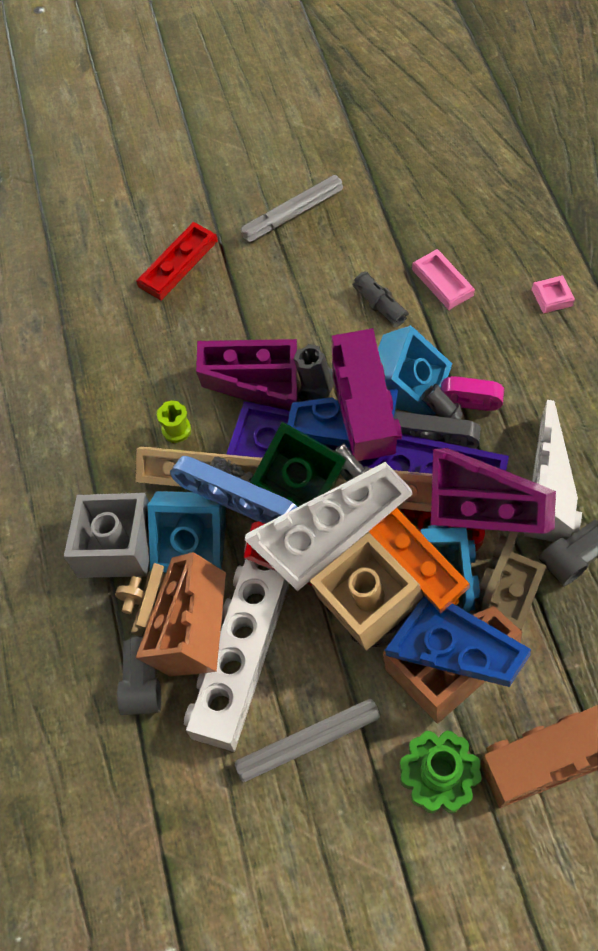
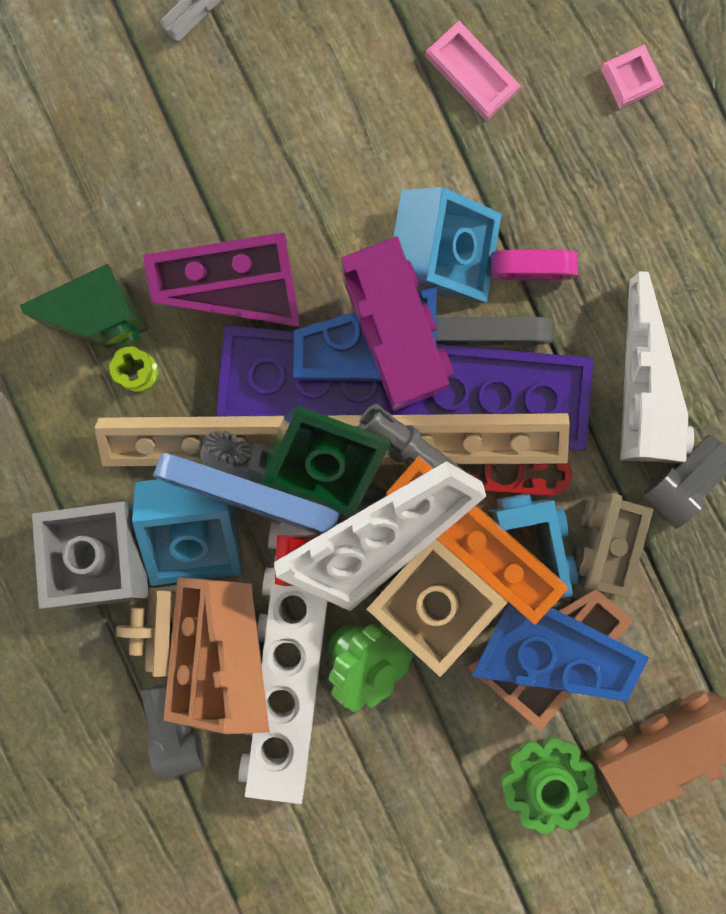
camera: 15 degrees left, 25 degrees up
(149, 373) = (91, 308): none -> dark green slope
(177, 261) = (76, 89): red tile -> none
(306, 644) = (366, 664): none -> bright green plant
(307, 740) = (388, 770): light grey axle -> none
(313, 373) = (316, 278): dark grey piece -> none
(380, 299) = (387, 122): dark grey pin -> none
(441, 403) = (503, 296): dark grey pin -> none
(486, 497) = (580, 462): magenta wedge -> none

